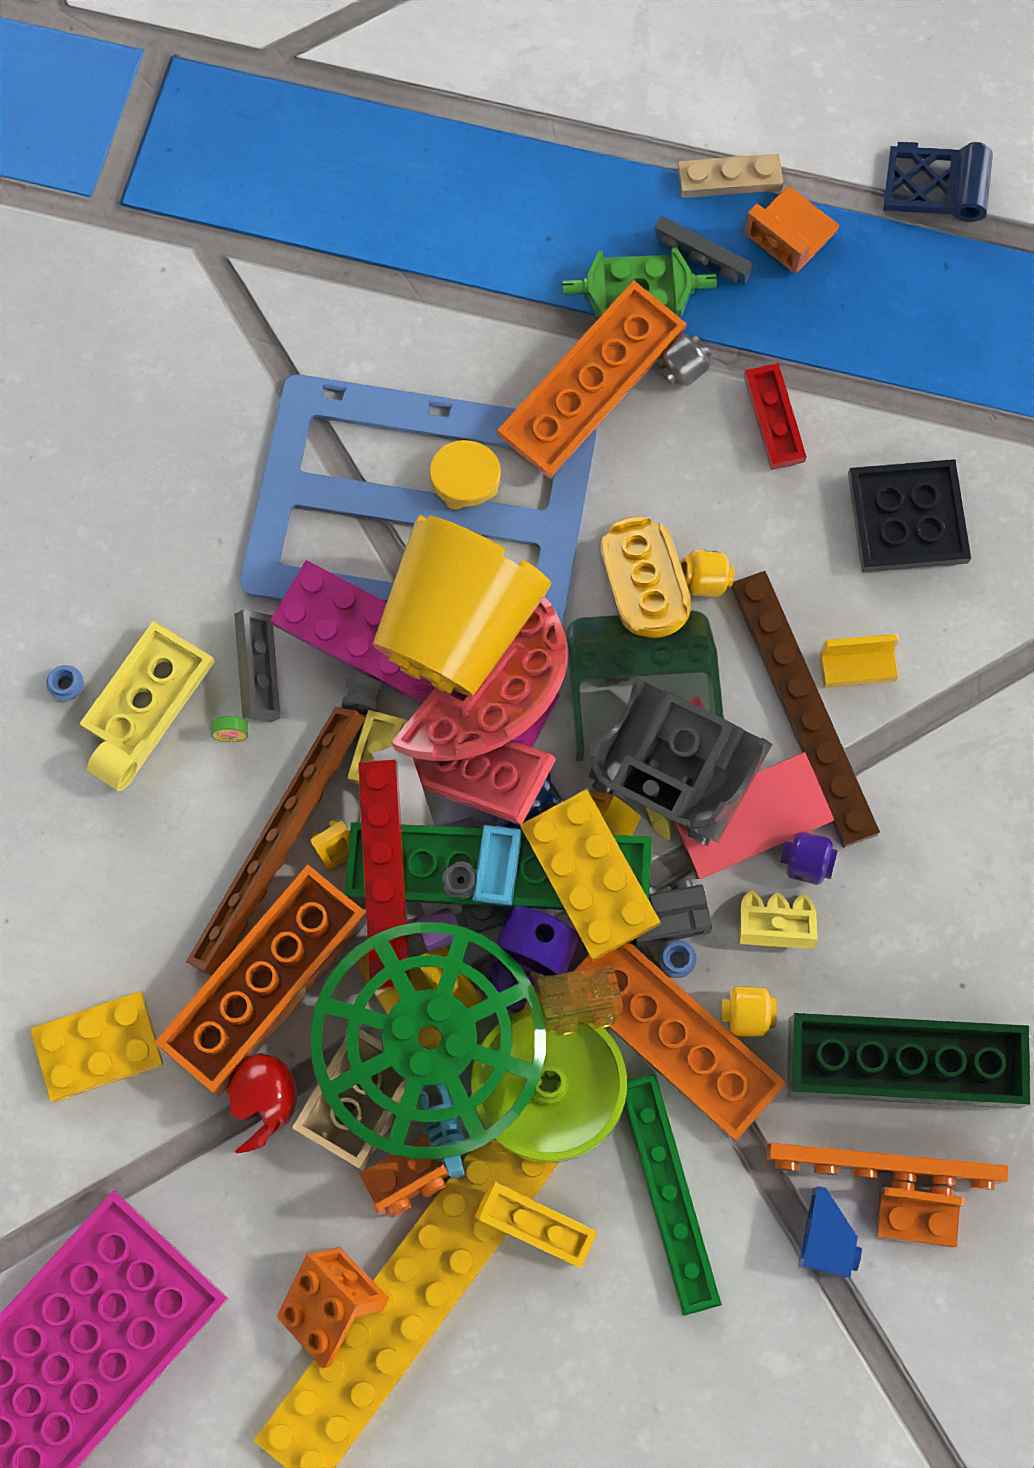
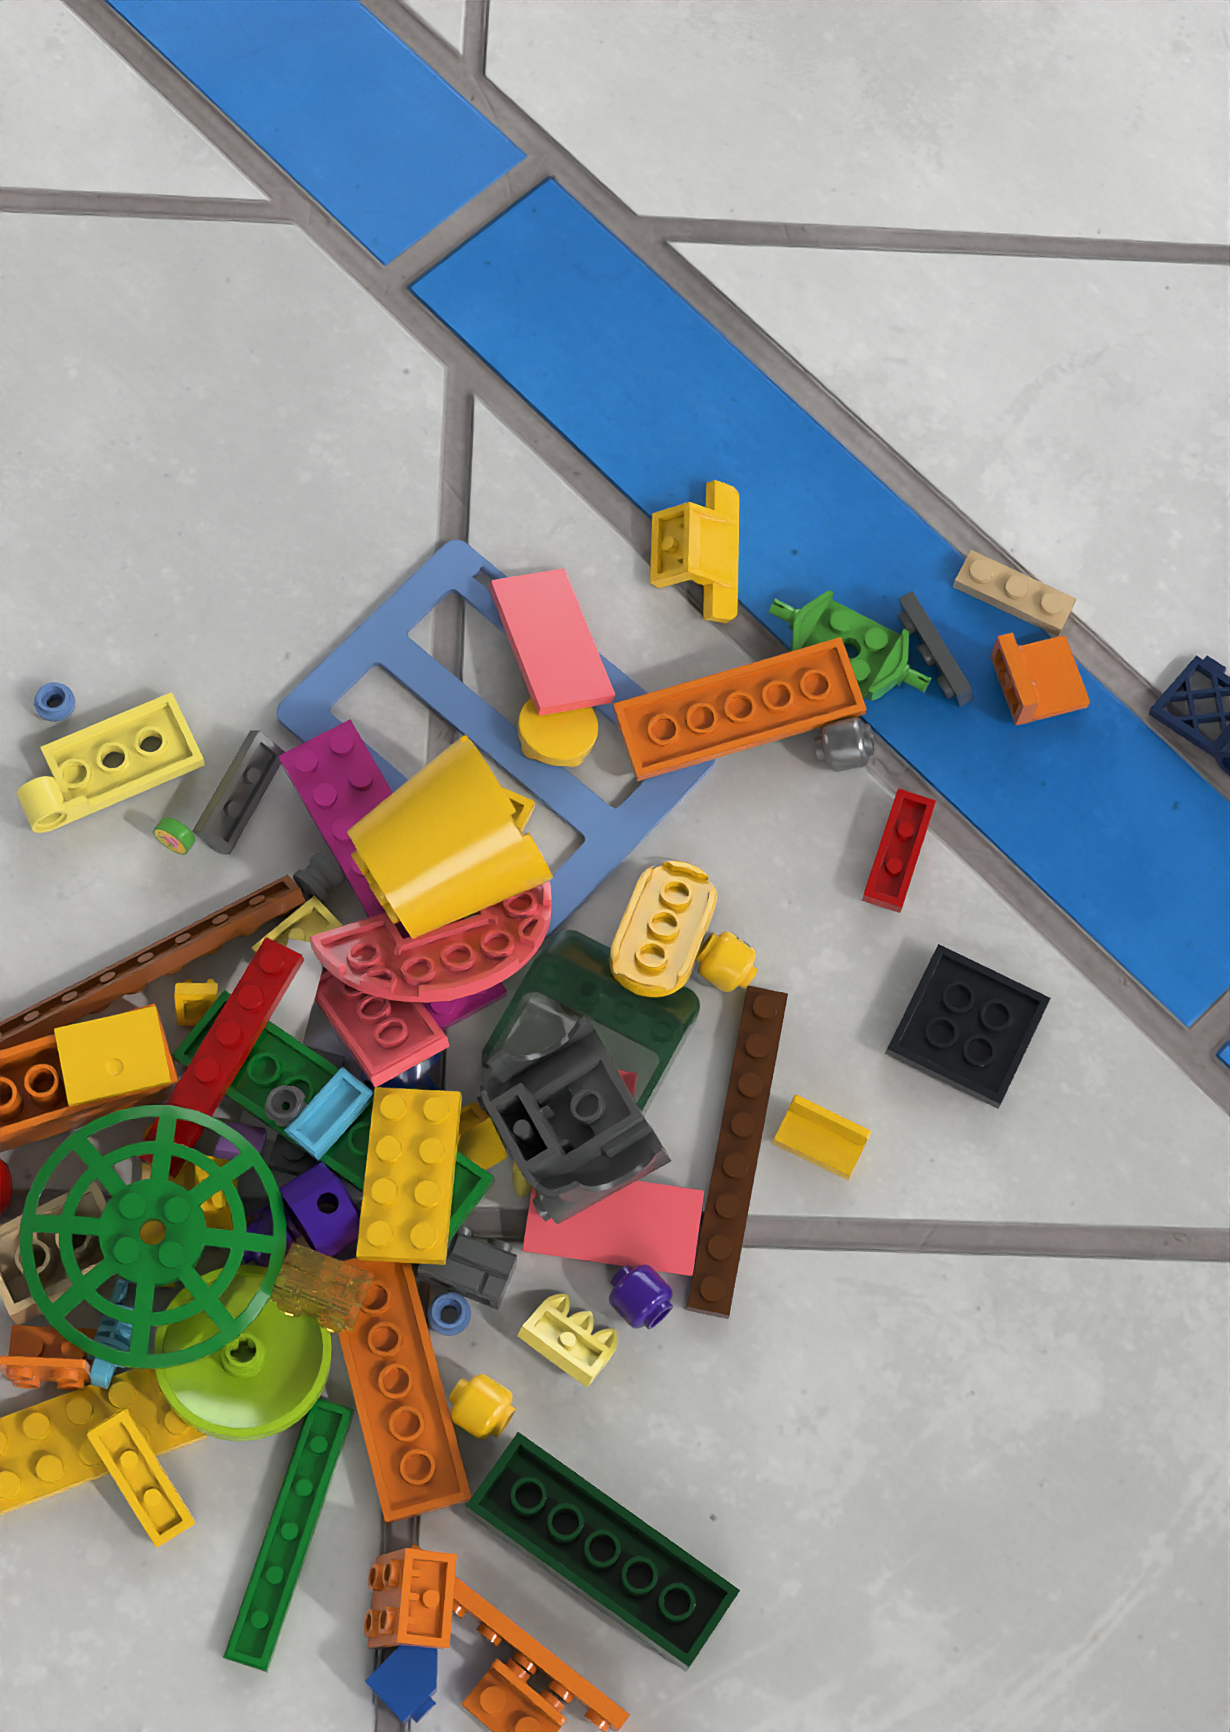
camera: 25 degrees right, 5 degrees down
(303, 924) = (112, 1056): none -> yellow piece
(417, 411) = (551, 642): none -> coral tile
(478, 274) = (700, 547): none -> yellow plate
(796, 1186) = (411, 1599): none -> orange bracket

